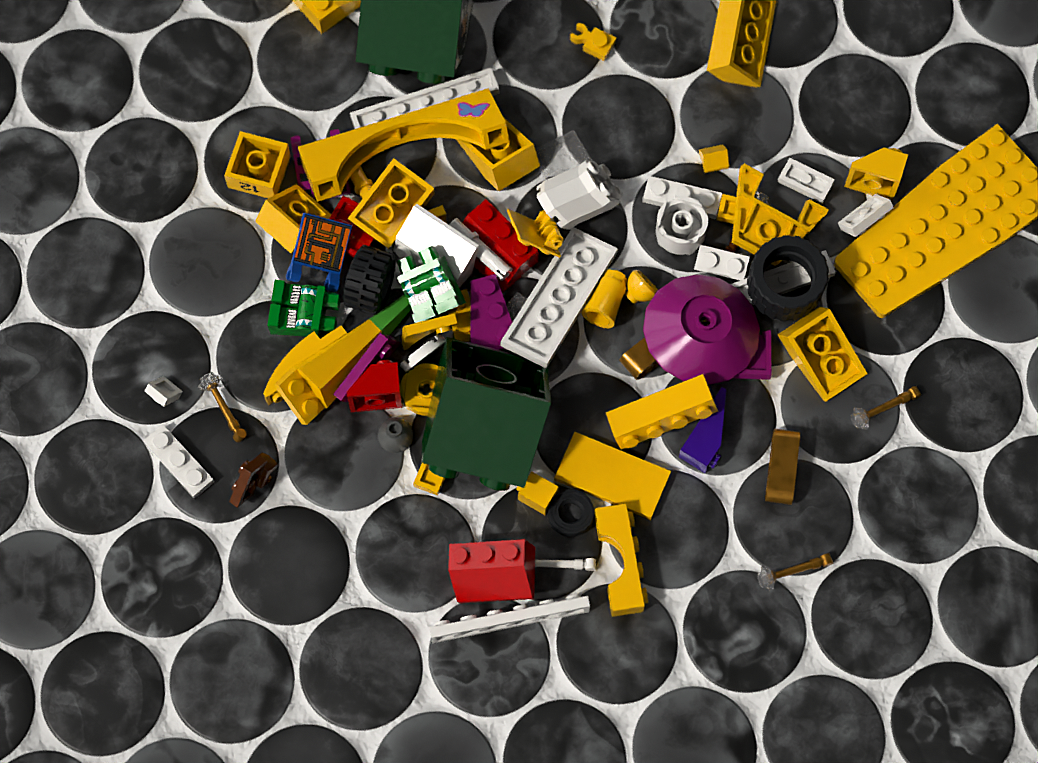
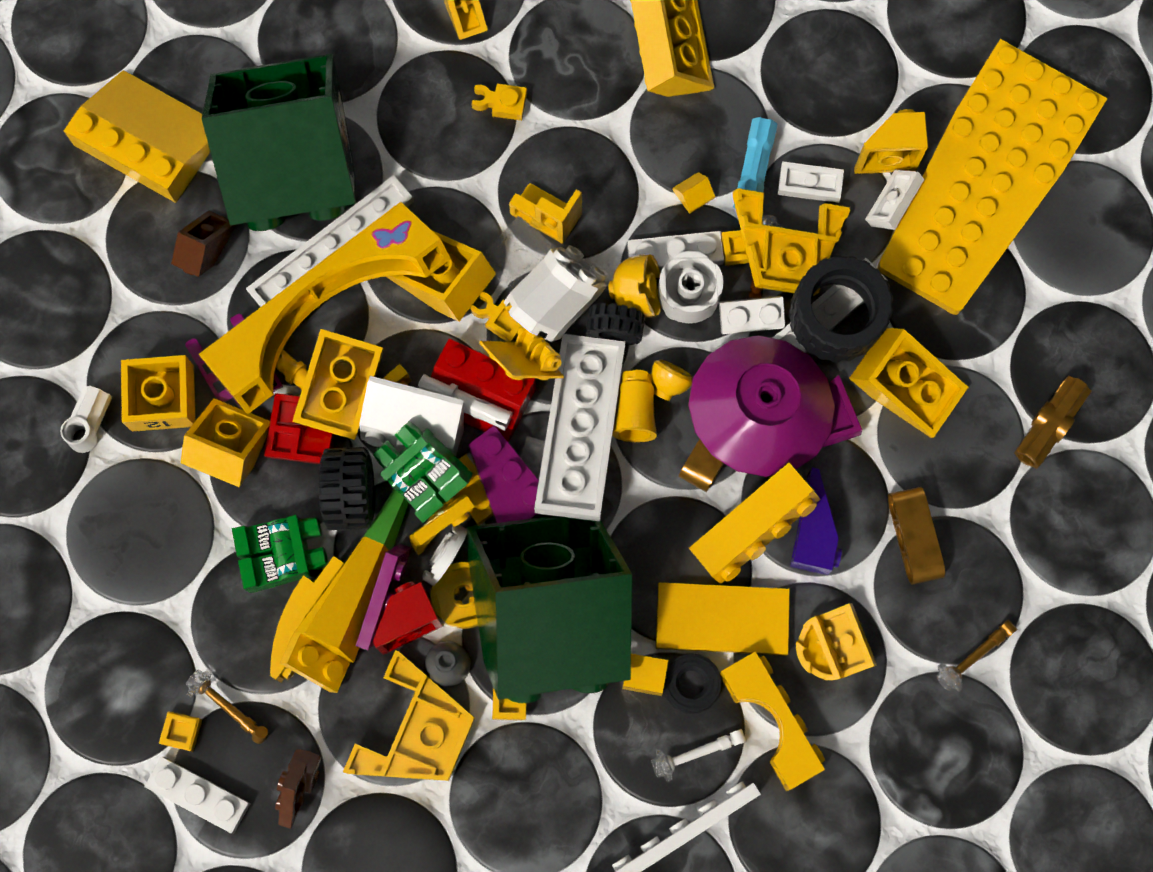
camera: 20 degrees left, 5 degrees up
(163, 391) = (146, 715): white plate -> none
(183, 412) = (180, 731): none -> yellow tile
(200, 165) = (87, 416): none -> white piece
(321, 246) = (271, 468): flag -> none
(329, 69) = (201, 243): none -> reddish brown slope
(361, 480) = (428, 735): none -> yellow wing
(492, 570) = (629, 794): red slope -> none
(528, 201) = (498, 318): none -> yellow plate
(596, 134) = (547, 212): none -> yellow panel
(614, 231) = (615, 323): none -> black tyre
(641, 210) = (636, 284): none -> yellow cylinder
(689, 523) = (834, 645): none -> yellow slope
(773, 146) = (757, 156): none -> medium azure axle
(862, 417) = (983, 443): piece -> none
(921, 421) = (1052, 422): none -> pearl gold piece

